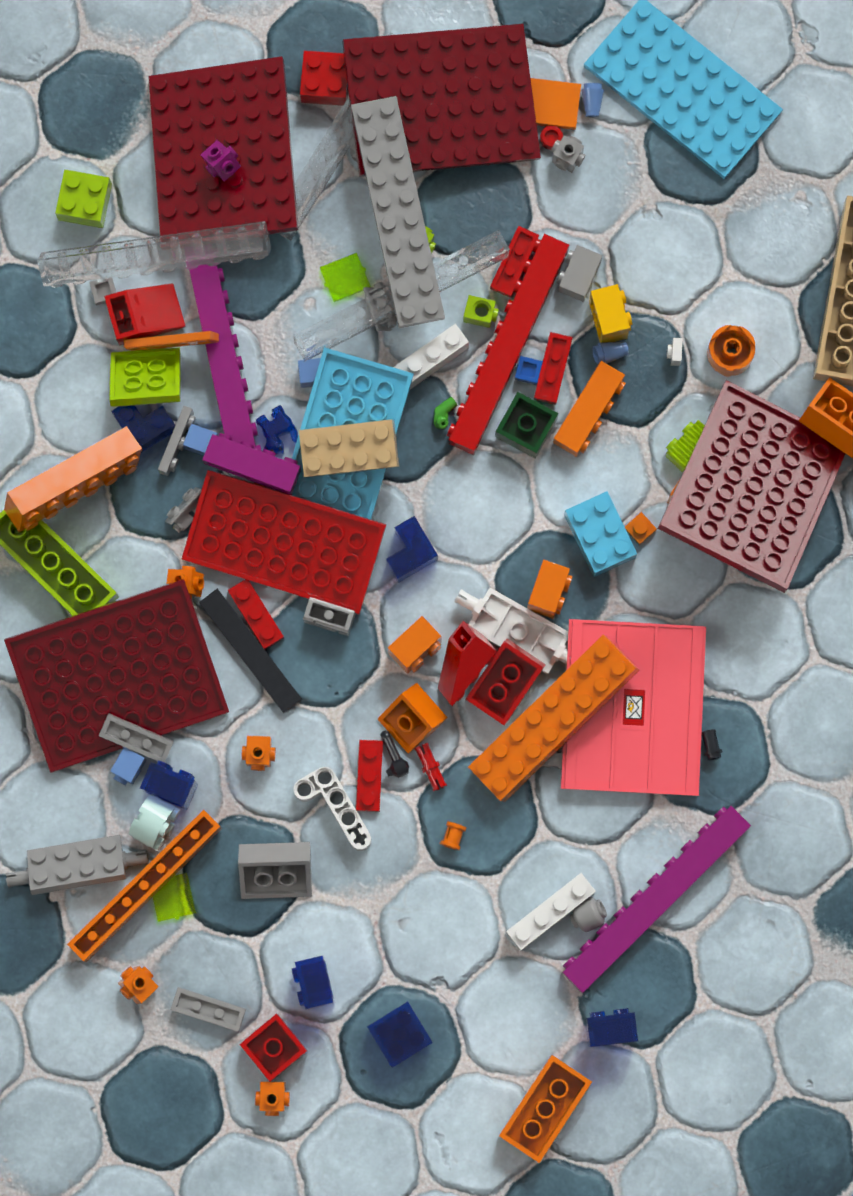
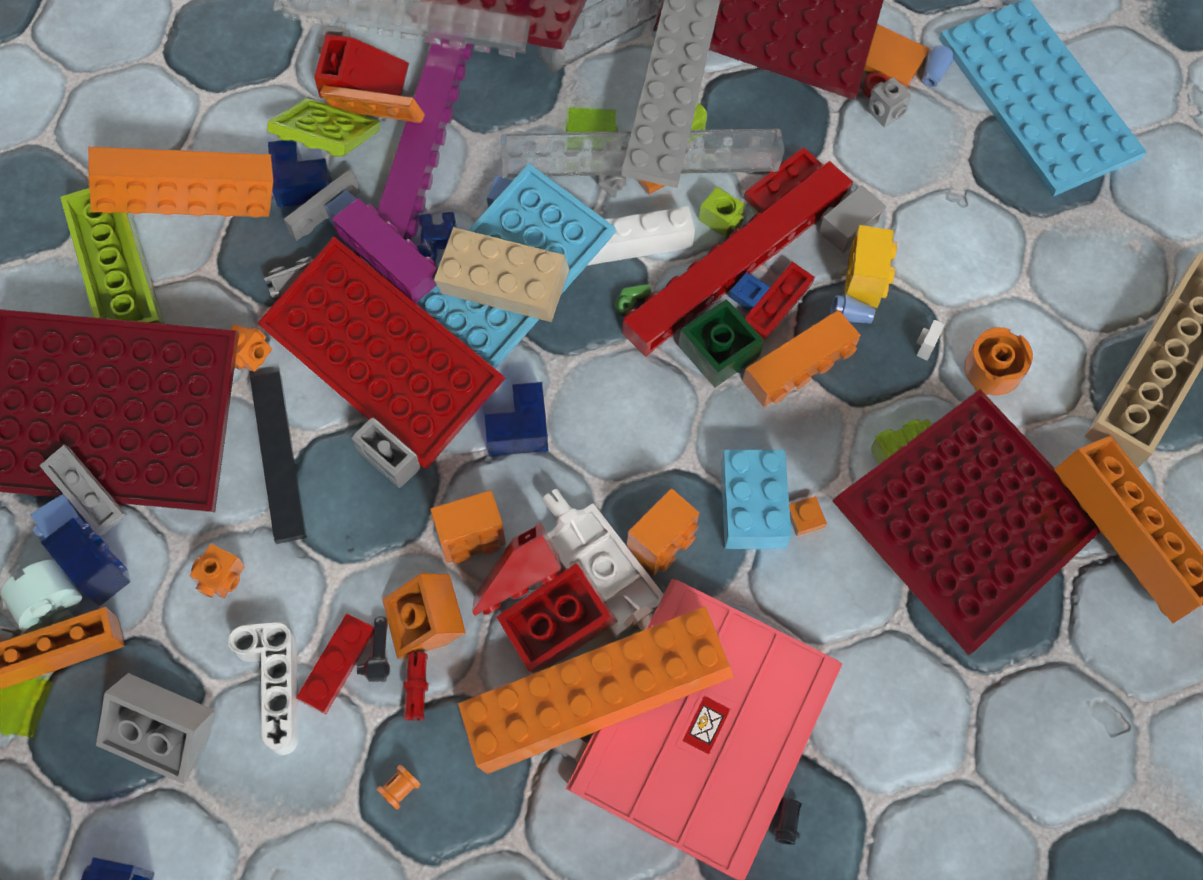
camera: 20 degrees right, 15 degrees down
(255, 614) = (307, 419): red plate -> none

